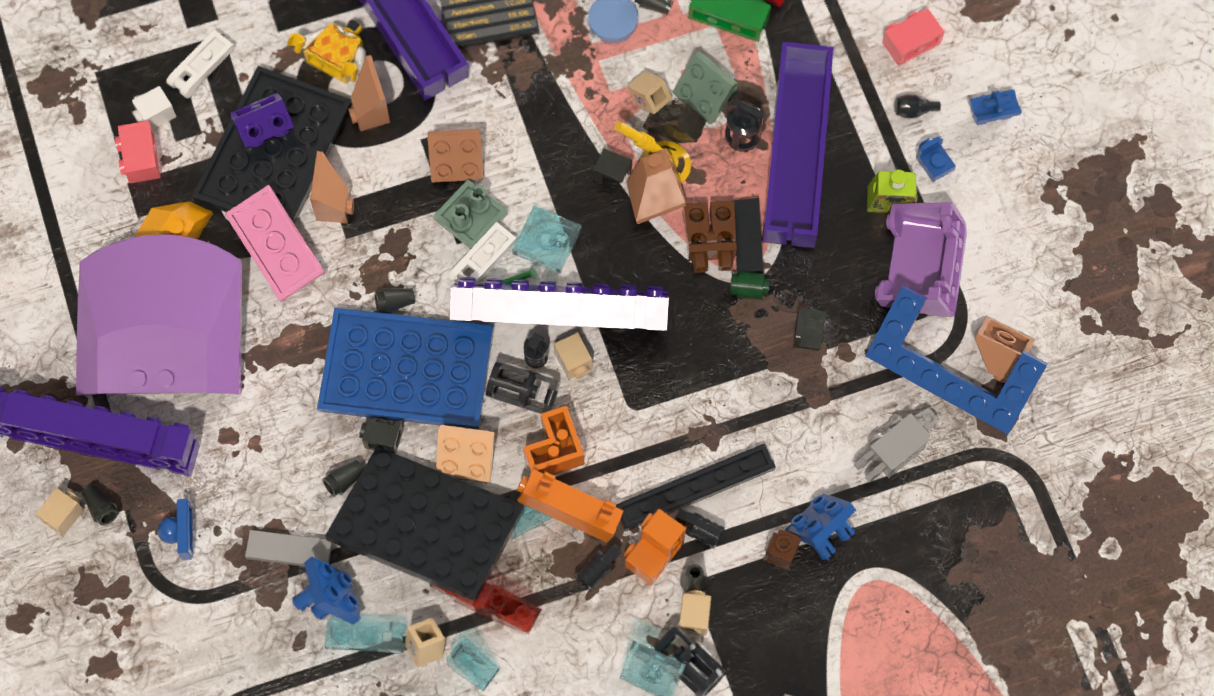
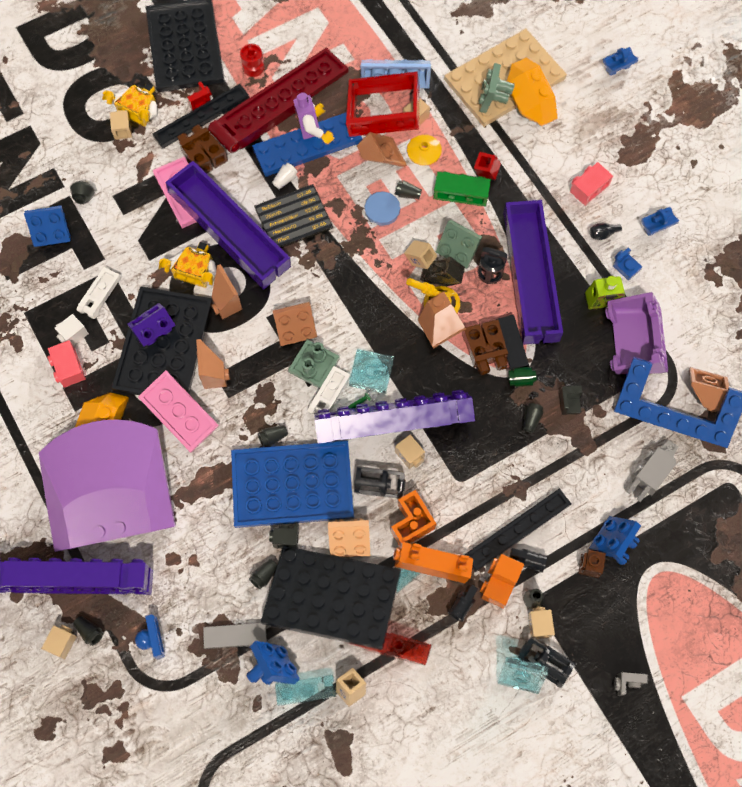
camera: 10 degrees left, 0 degrees up
(472, 664) = (389, 696): clear light blue slope -> none
(535, 351) = (382, 453): black hinge -> none
(611, 166) = (406, 311): pearl dark grey panel -> none
(751, 341) = (532, 416): none -> pearl dark grey cone

